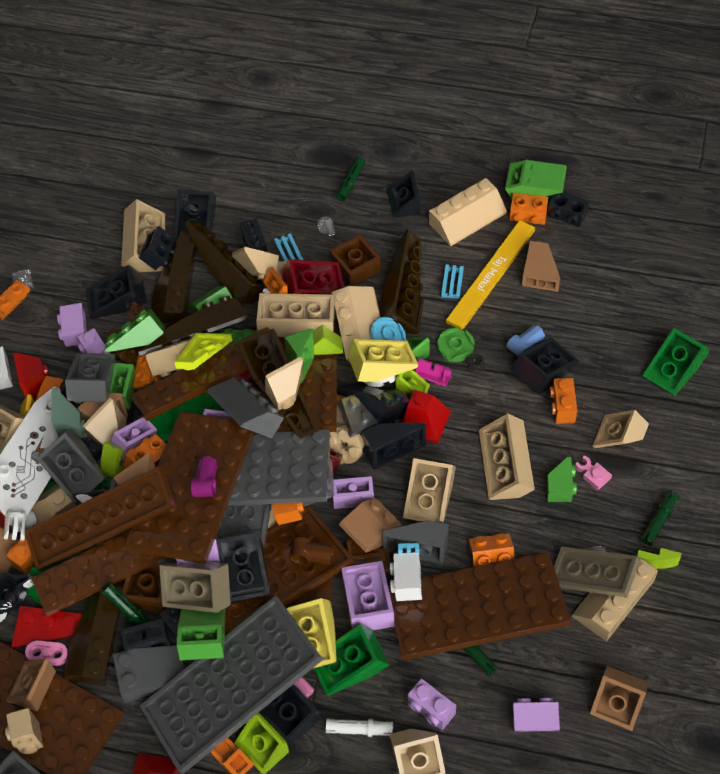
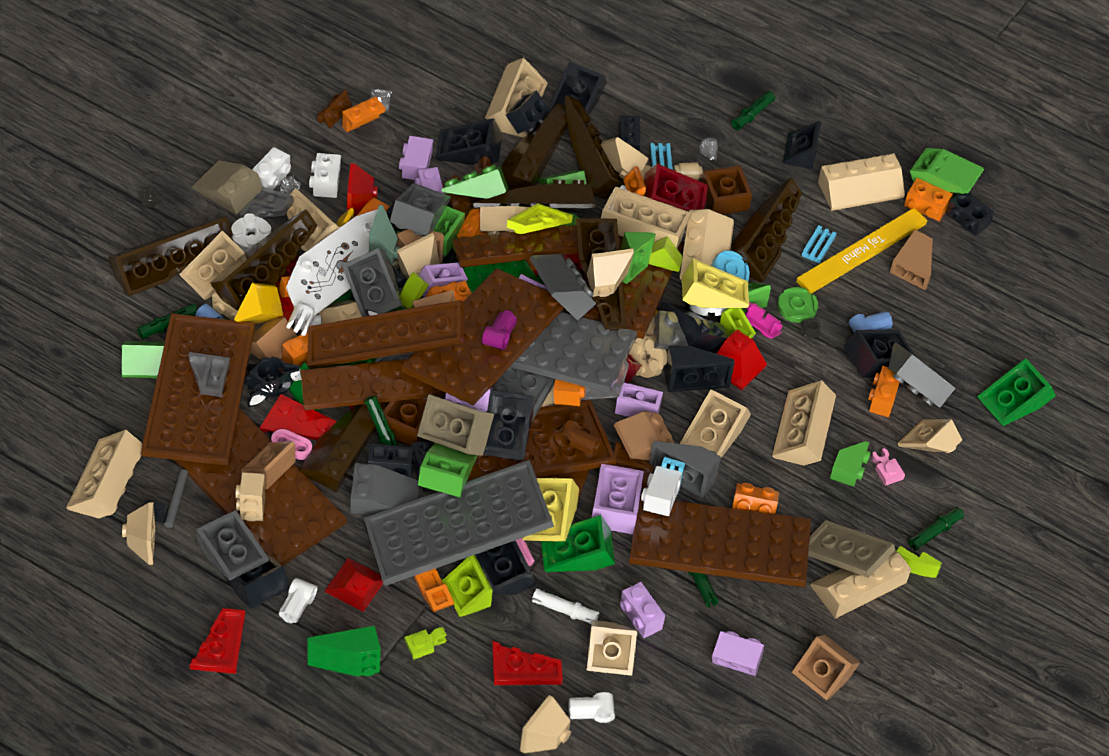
camera: 10 degrees right, 5 degrees down
(316, 253) = (691, 170): none -> tan brick
(589, 378) = (919, 377): none -> slope

